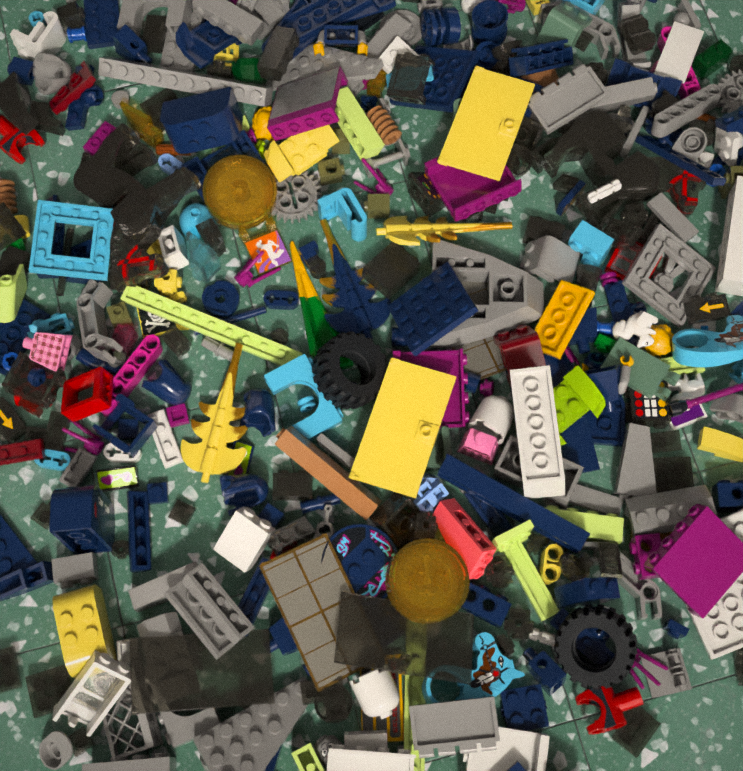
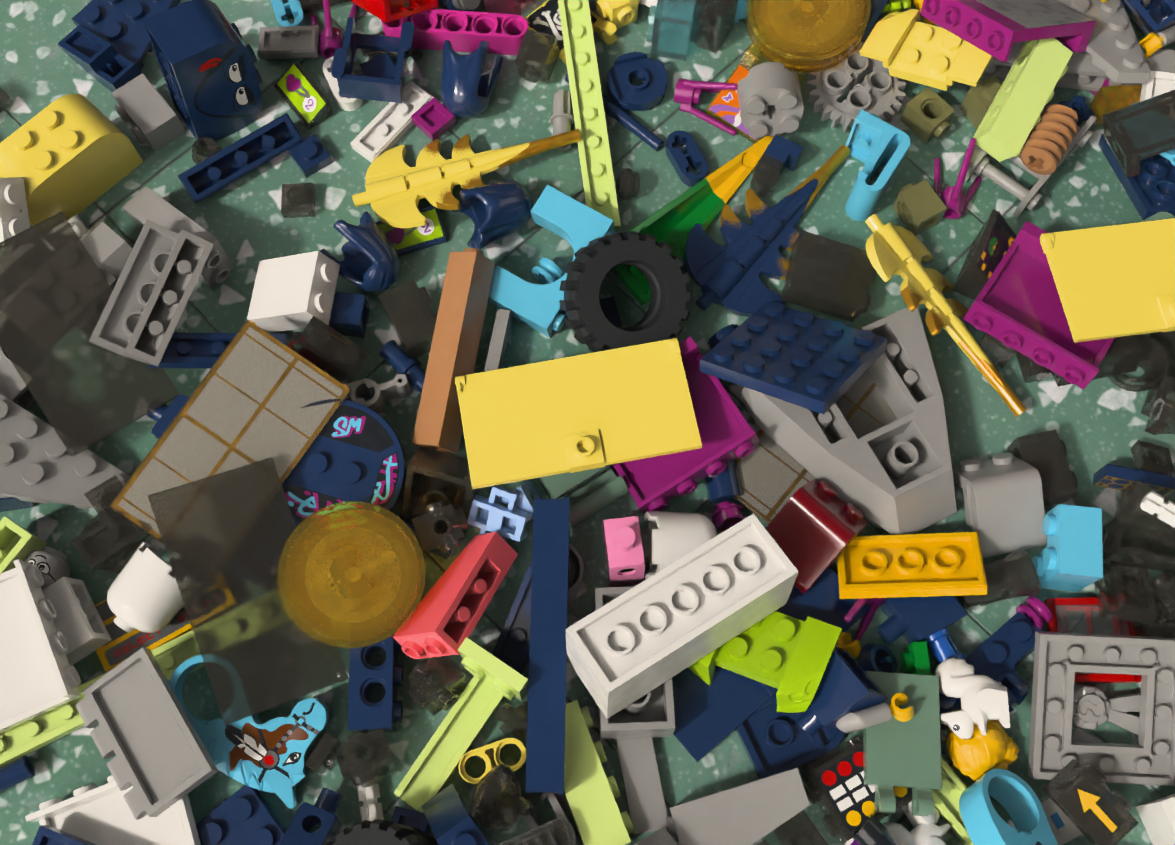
camera: 60 degrees right, 0 degrees up
(282, 240) = (770, 100): none -> light grey brick

